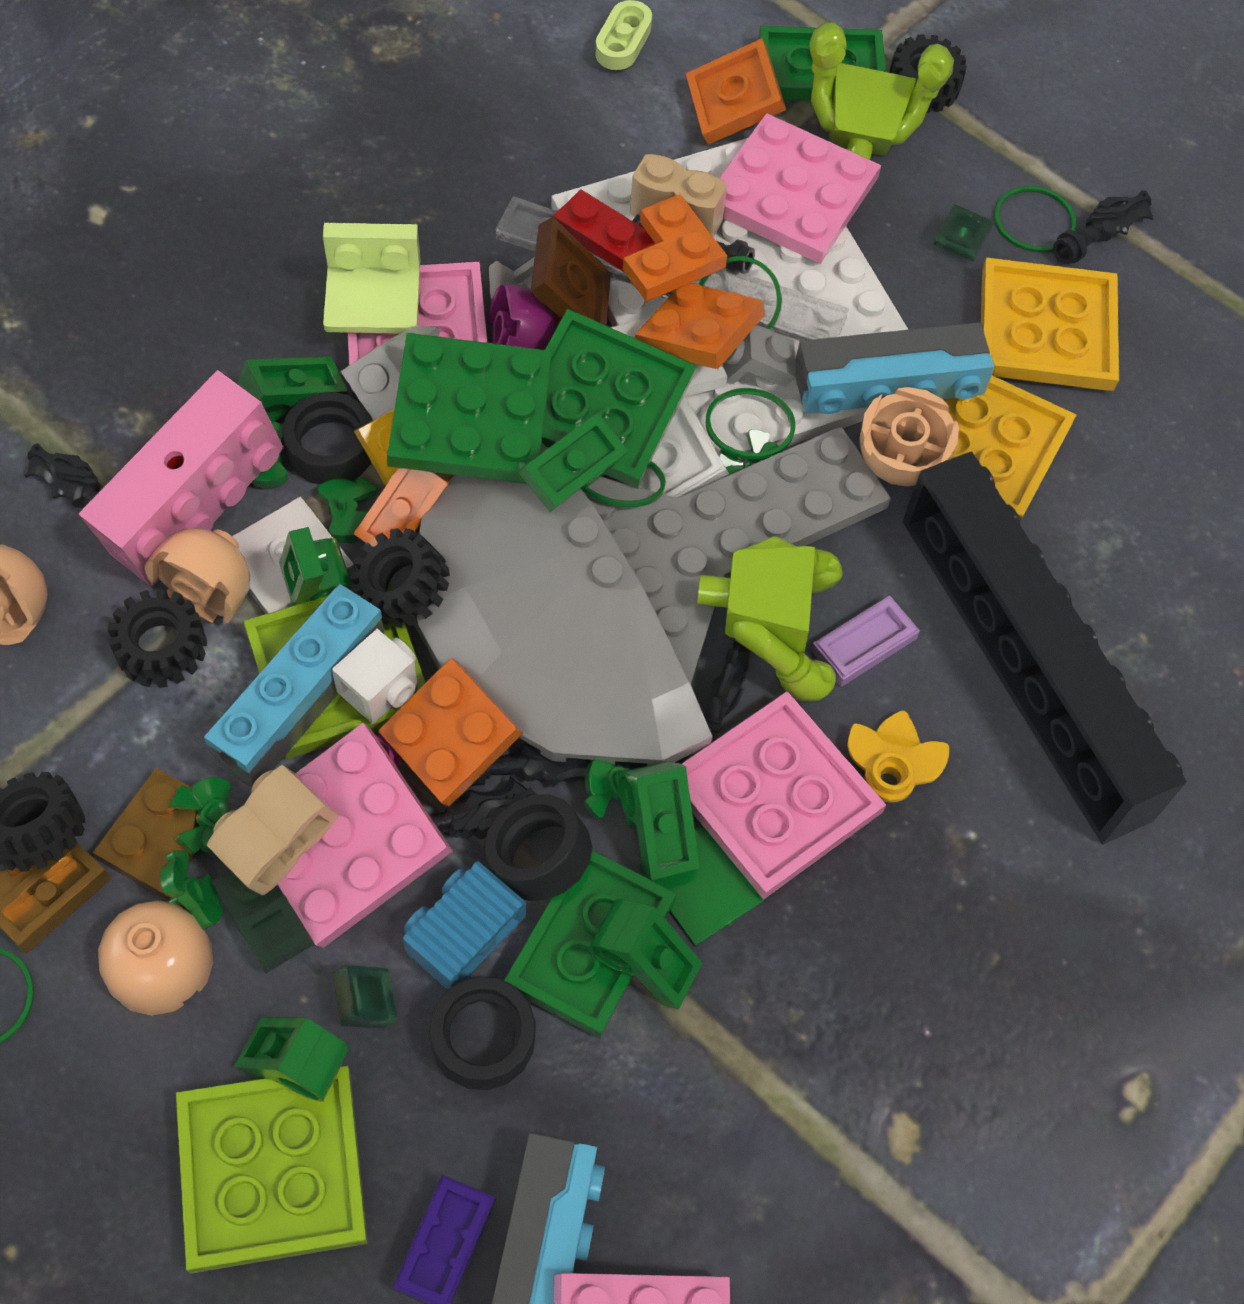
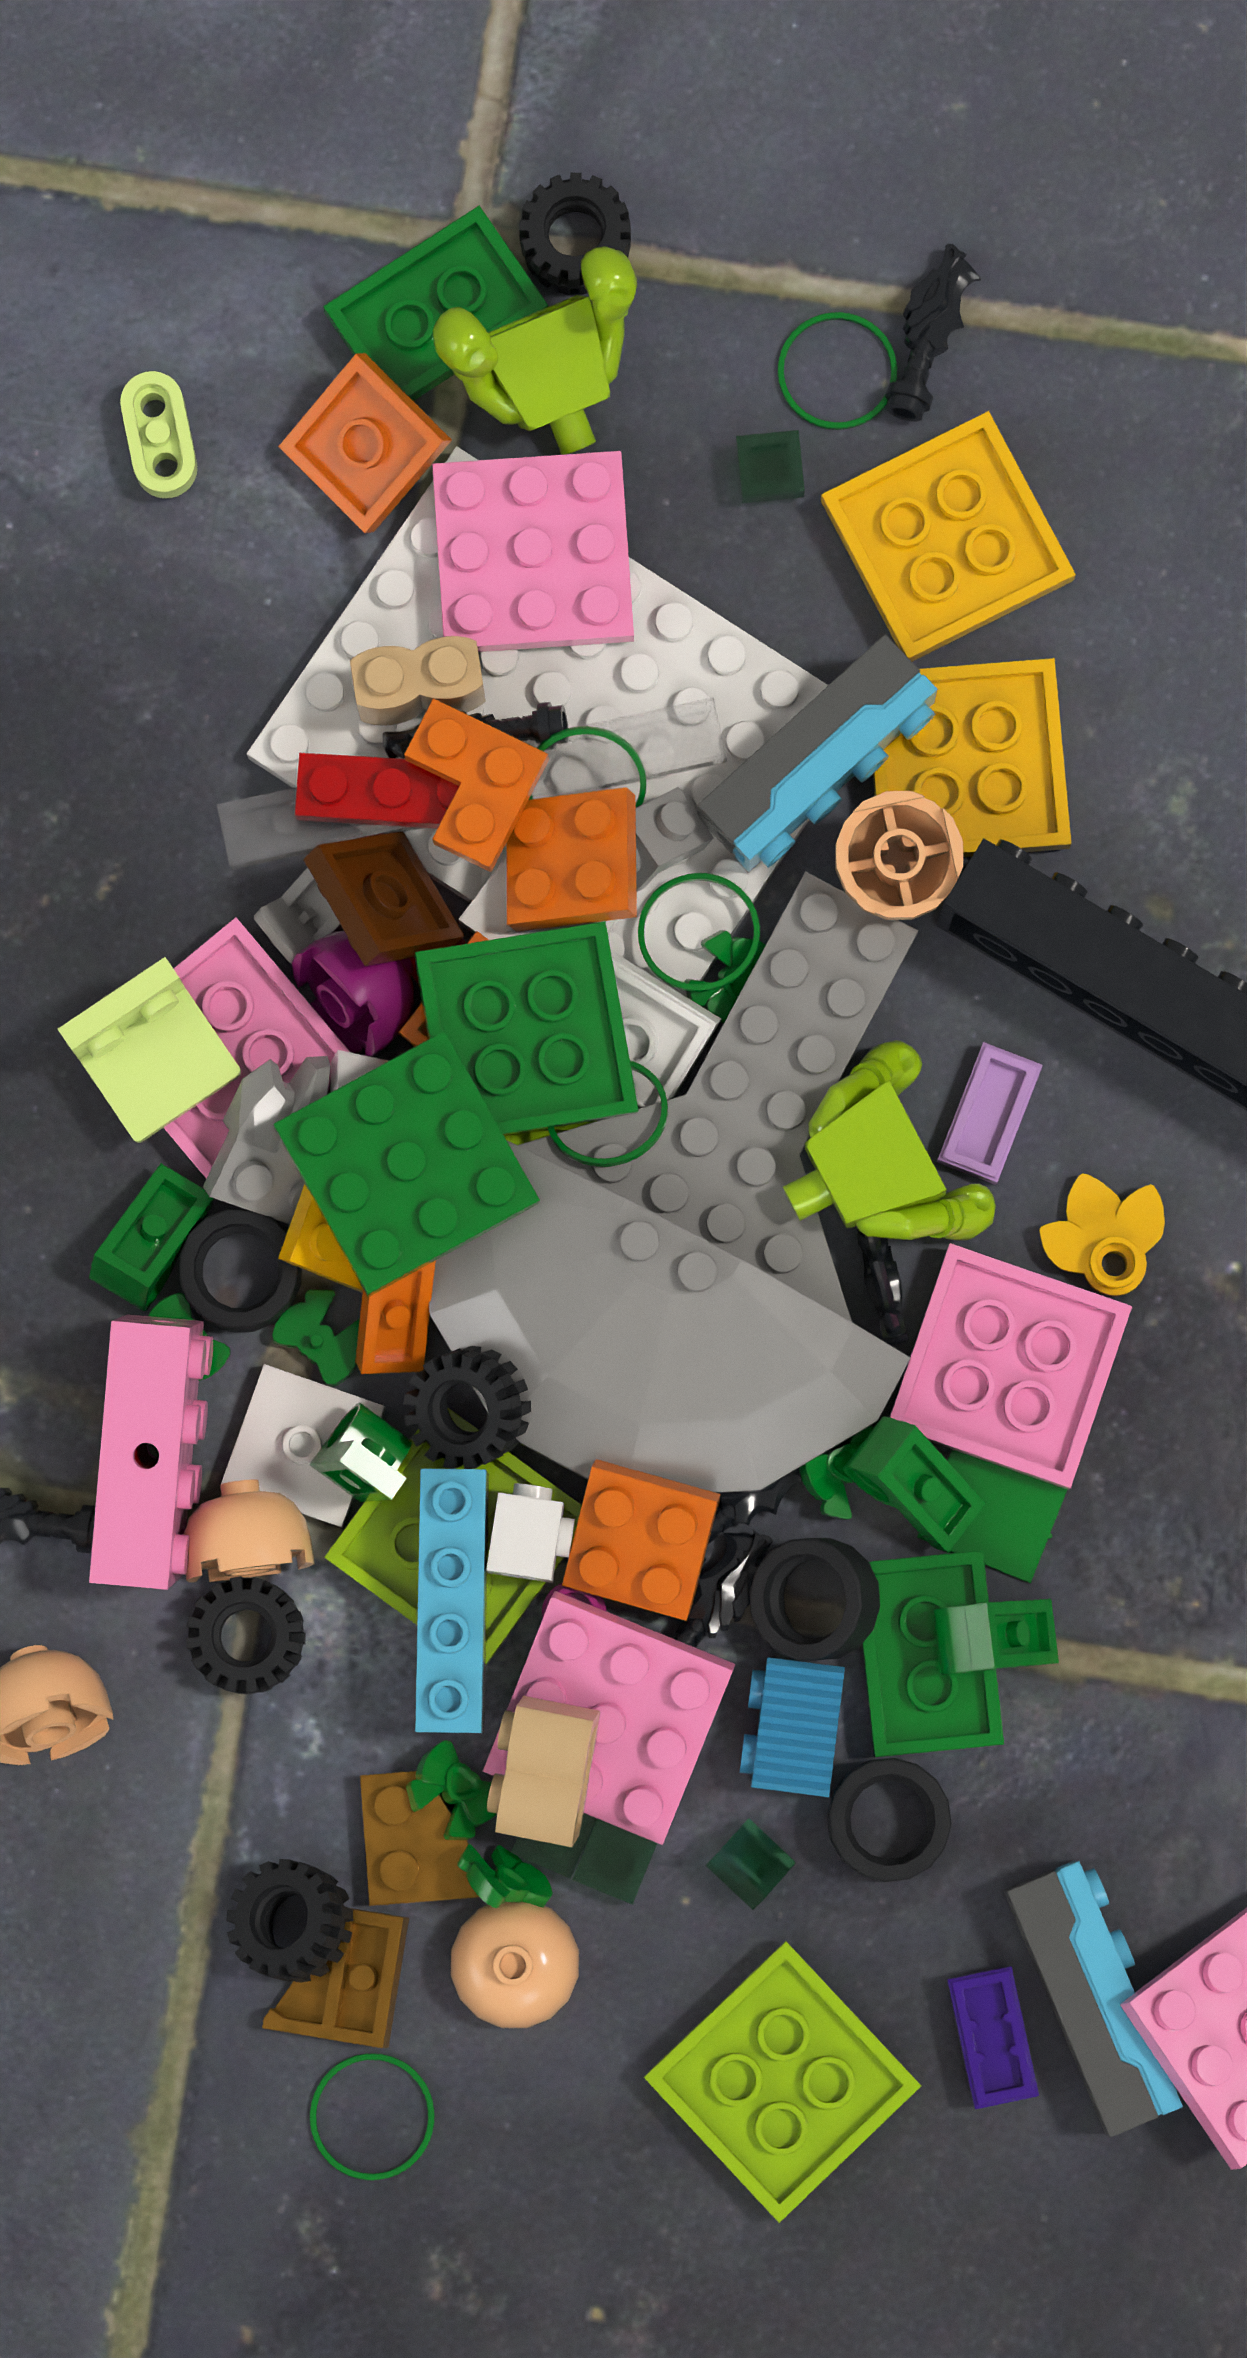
camera: 25 degrees left, 20 degrees up
(294, 1054) = (728, 1972): green plate -> none
(573, 462) = (573, 1152): green plate -> none

